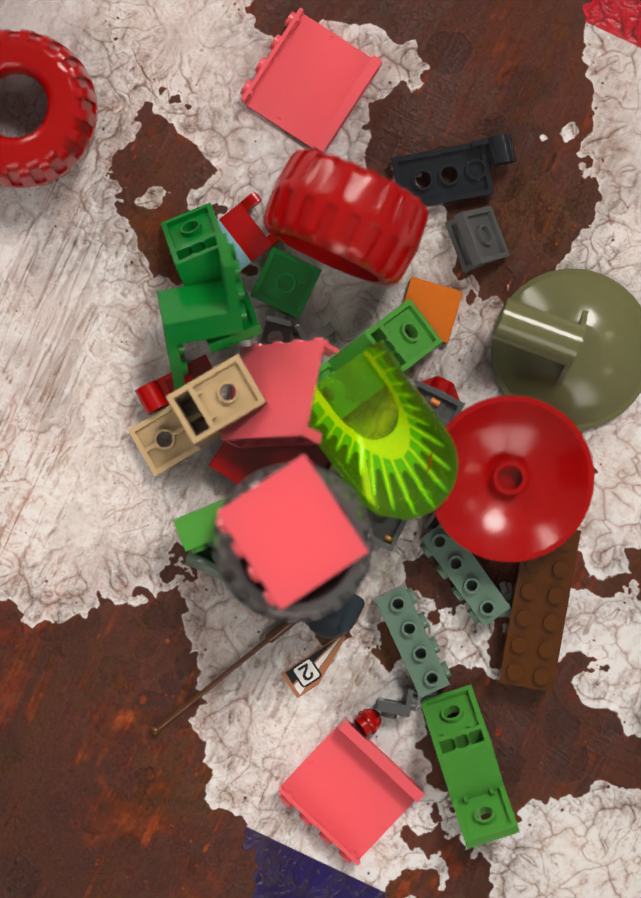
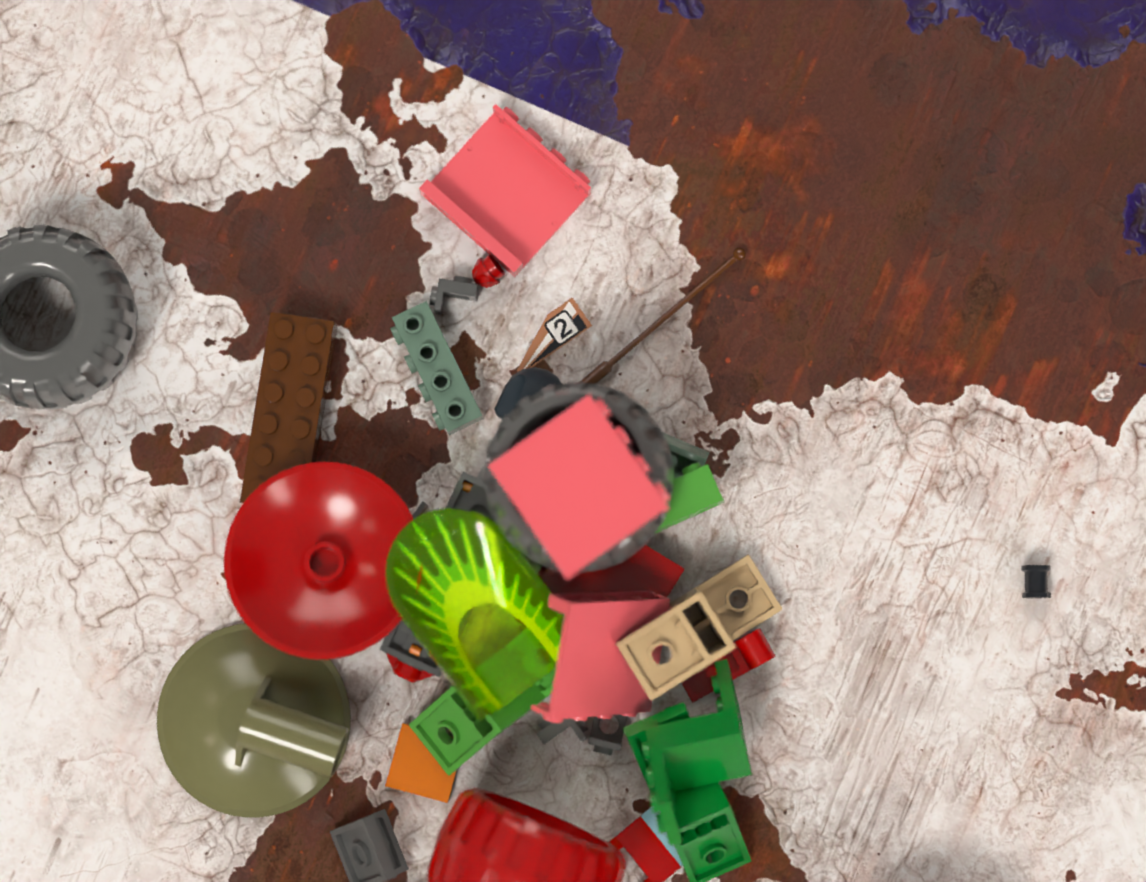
camera: 175 degrees left, 5 degrees down
(285, 282) = (598, 791): green plate -> none
(466, 574) = (374, 446): sand green brick -> none
(469, 766) = (366, 222): bright green bracket -> none

